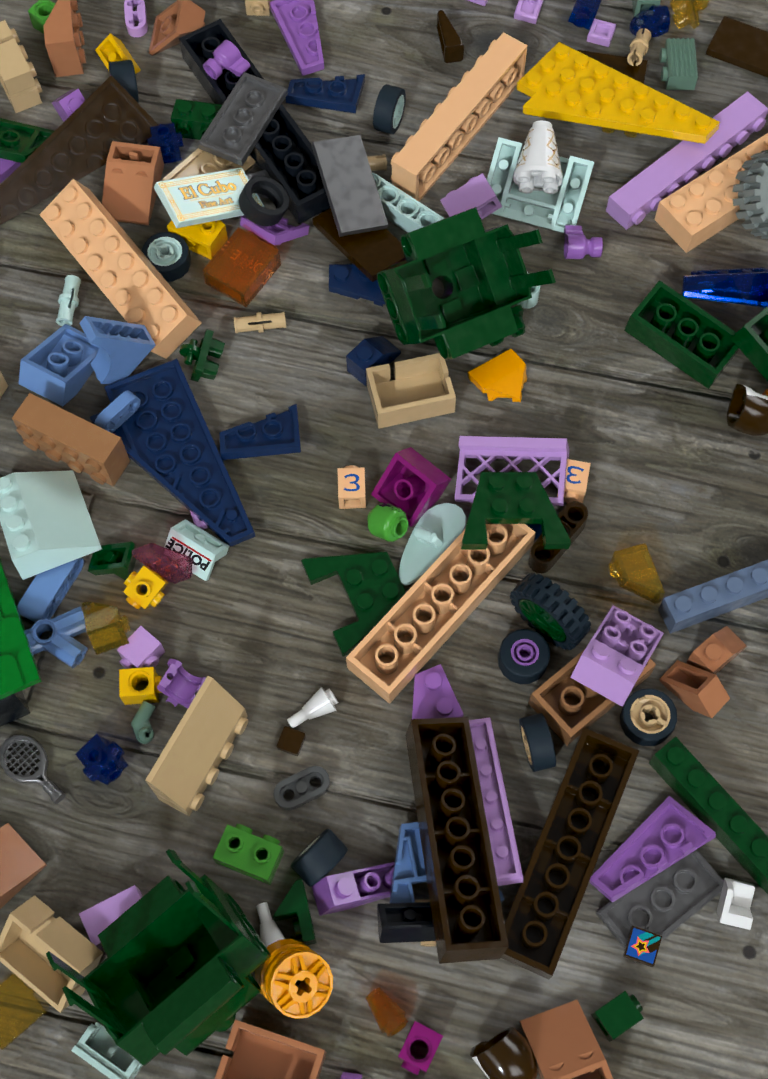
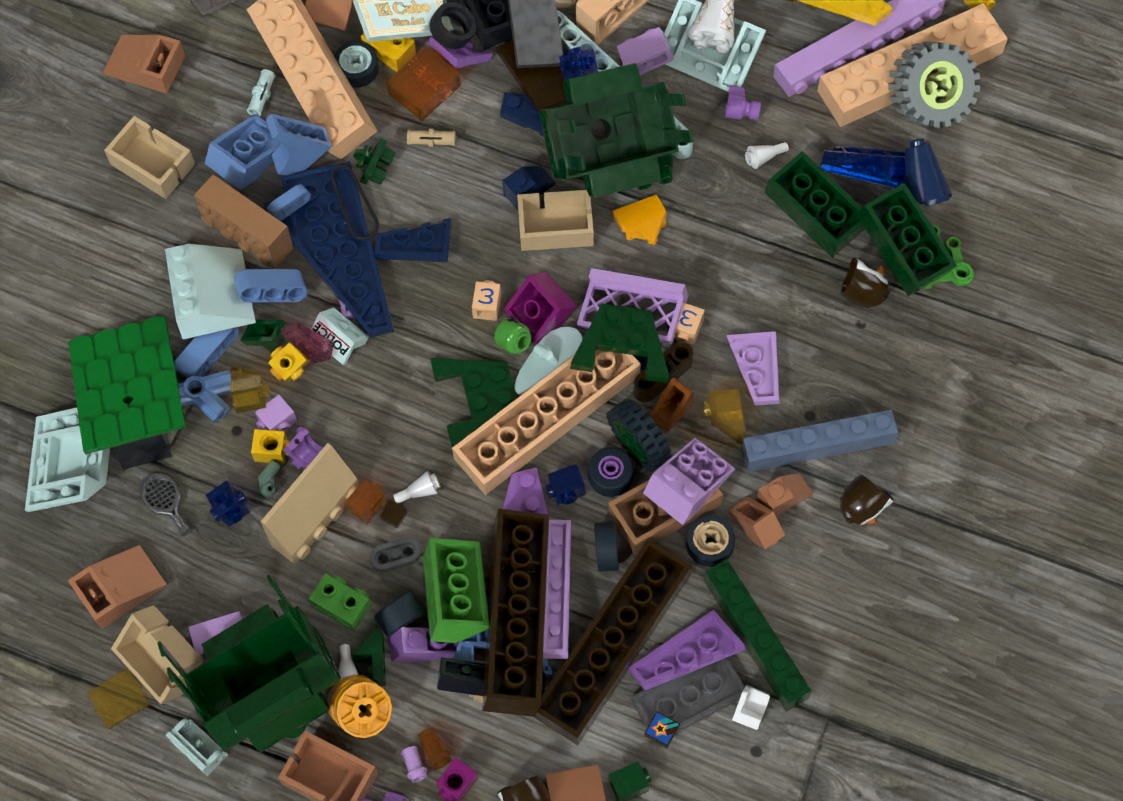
camera: 10 degrees right, 0 degrees up
(111, 505) = (270, 285): none -> medium blue beam
(199, 396) = (364, 198): none -> black piece
(258, 731) = (366, 501): none -> clear orange brick
(366, 1034) = (414, 765): none -> lavender pin
(378, 821) = (454, 589): none -> bright green slope
(403, 221) = (577, 63): none -> clear blue brick
(477, 679) = (565, 485): none -> clear blue brick
(576, 569) = (672, 404): none -> dark orange slope
(610, 292) = (759, 155): none -> white cone
(658, 514) = (758, 364): none -> lavender wing

